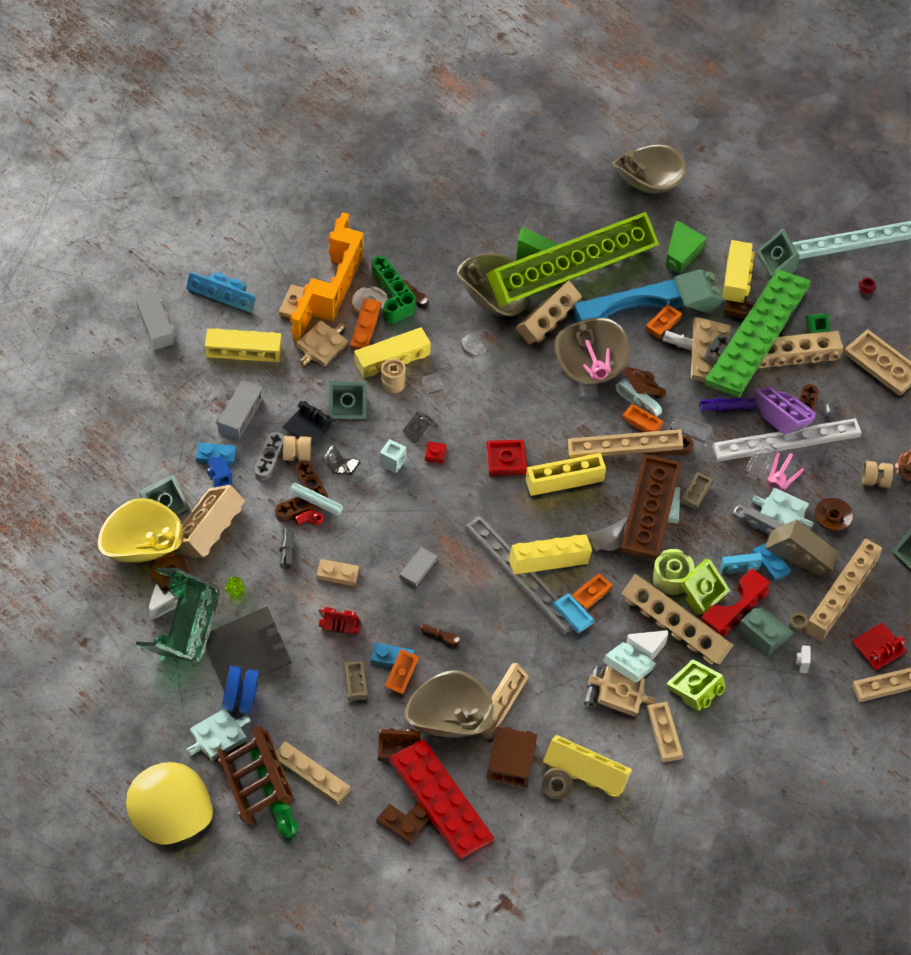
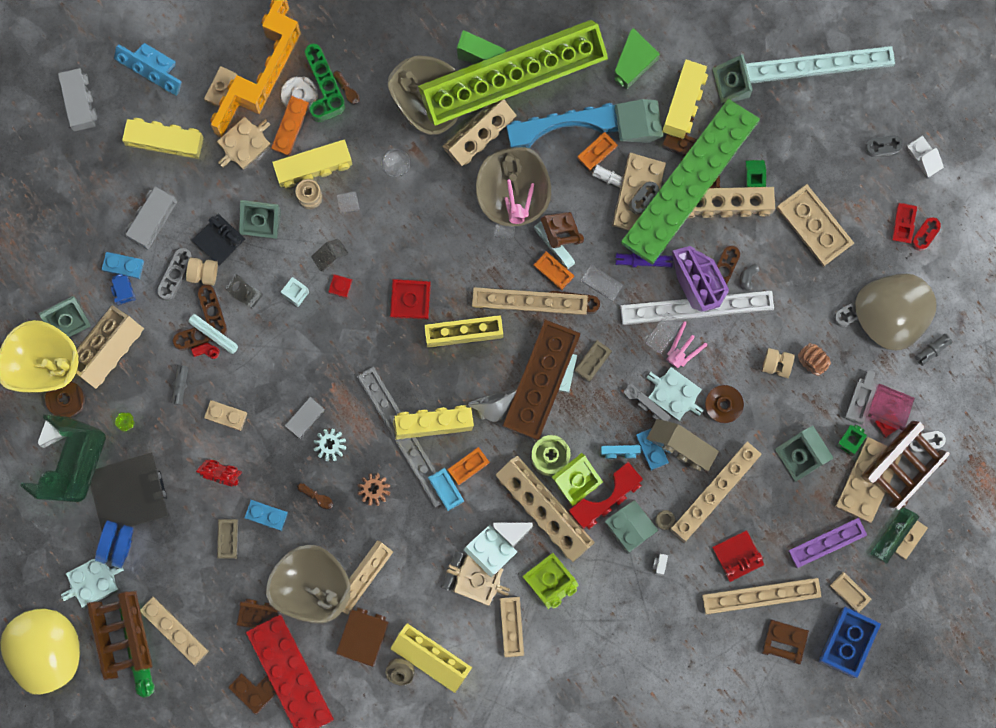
camera: 10 degrees right, 25 degrees up
(401, 671) = (271, 537): orange plate -> none
(448, 585) = (336, 447): none -> light aqua gear
(499, 620) = (380, 491): none -> nougat gear
(867, 286) = (819, 127): dark red plate -> none

